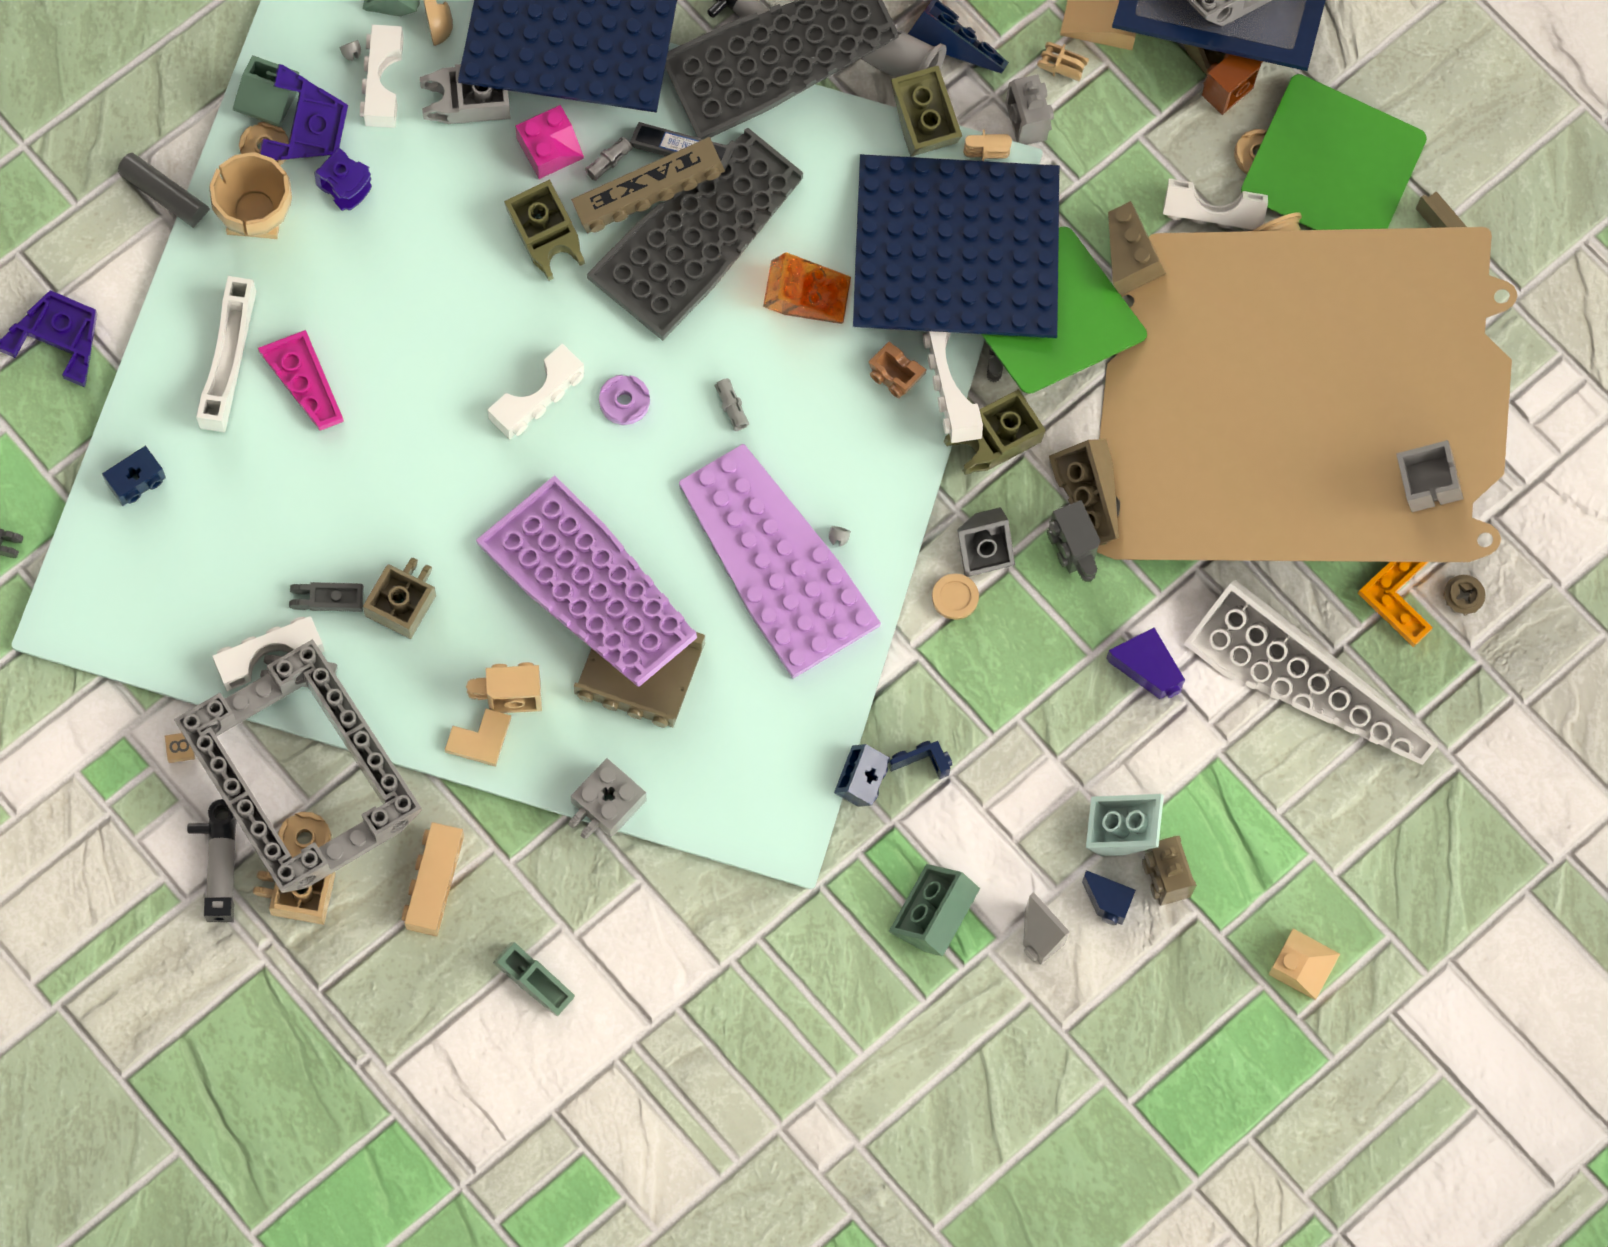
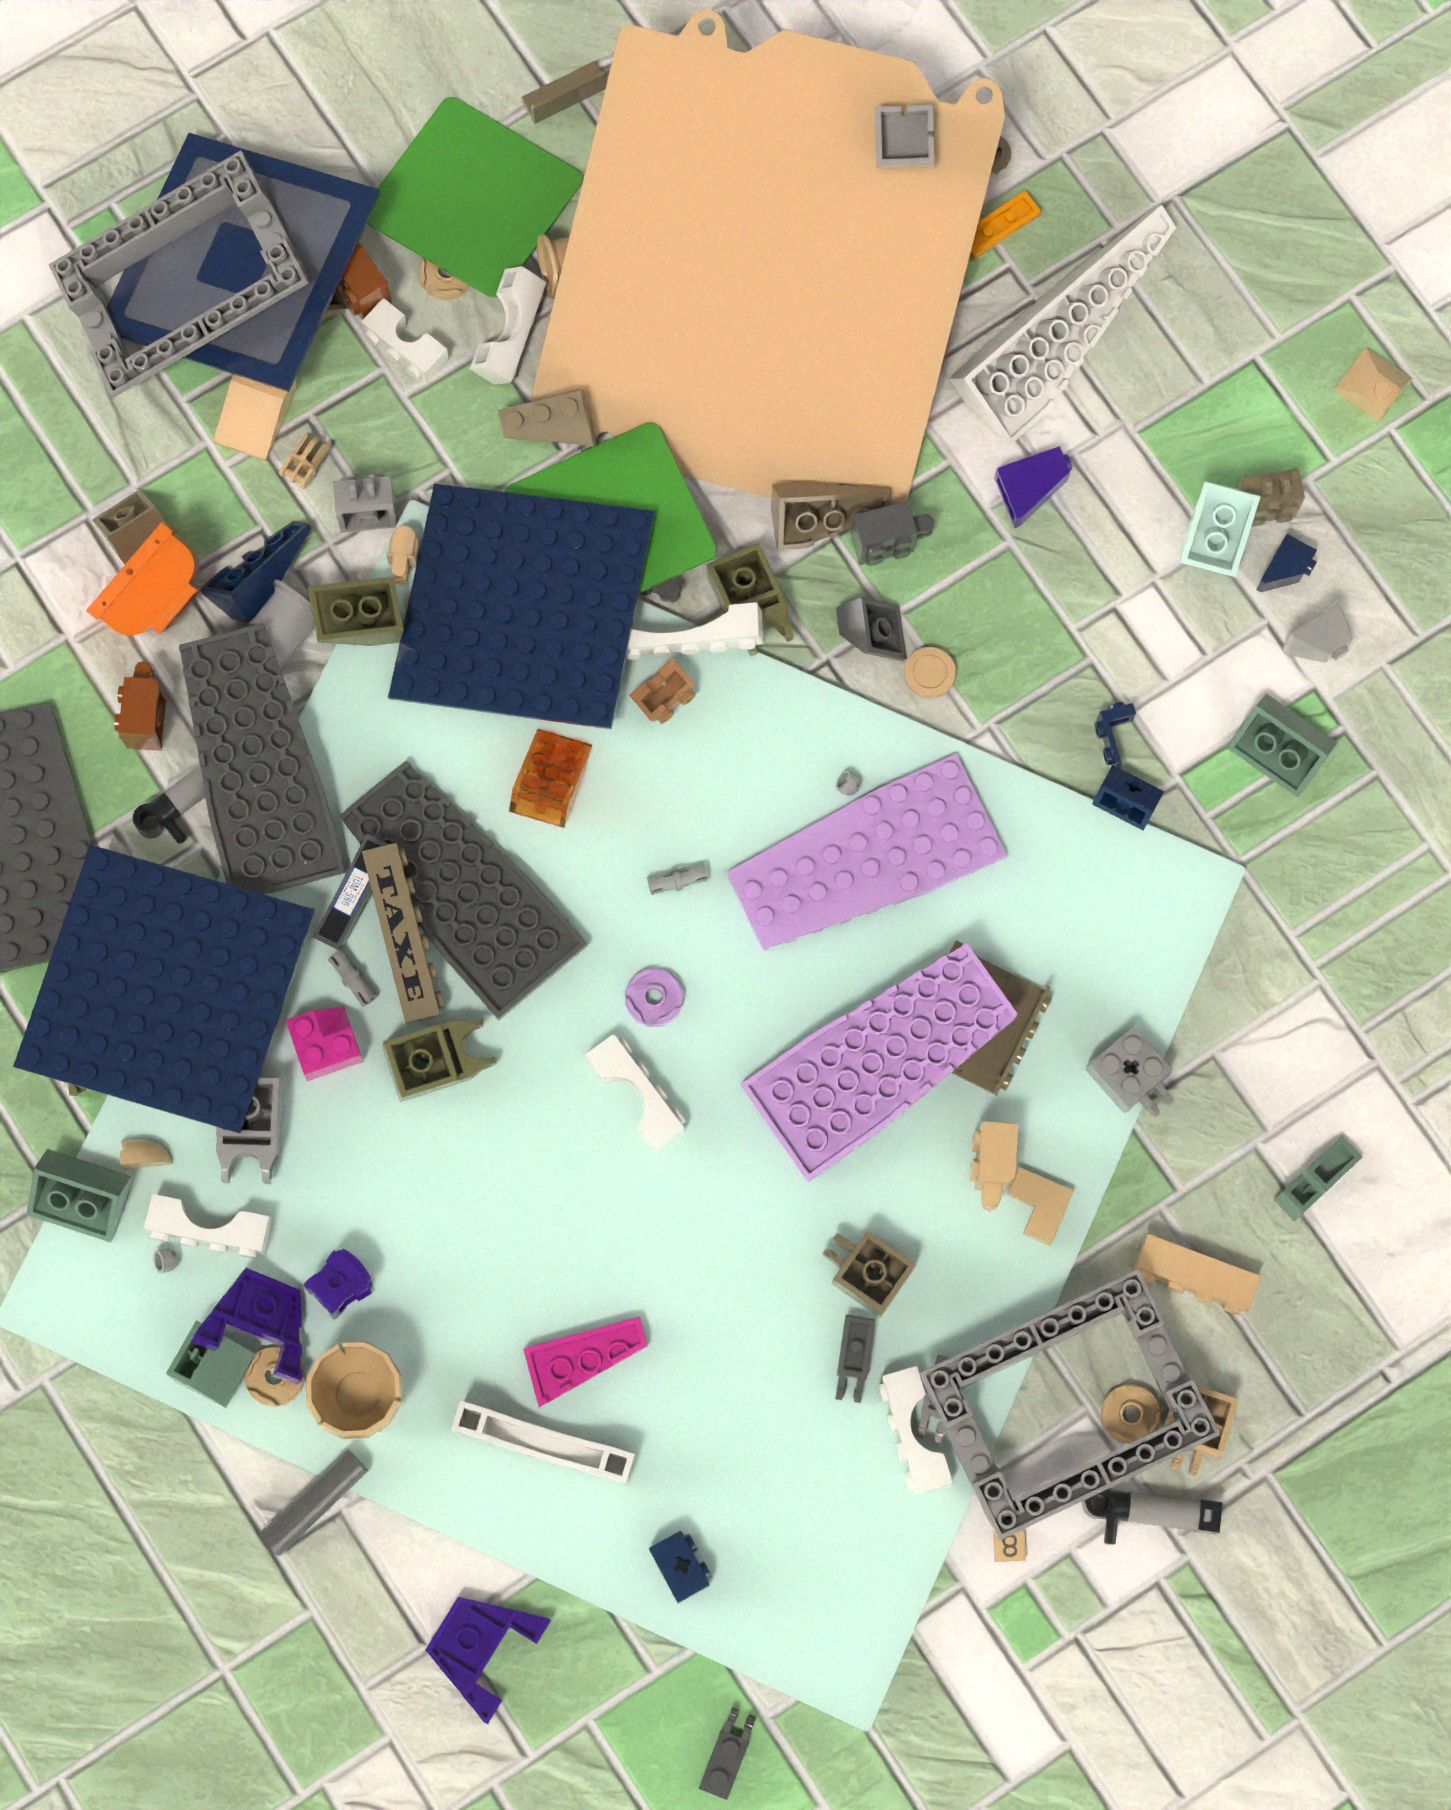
camera: 80 degrees left, 5 degrees up
(1196, 108) = (420, 357): none -> white arch

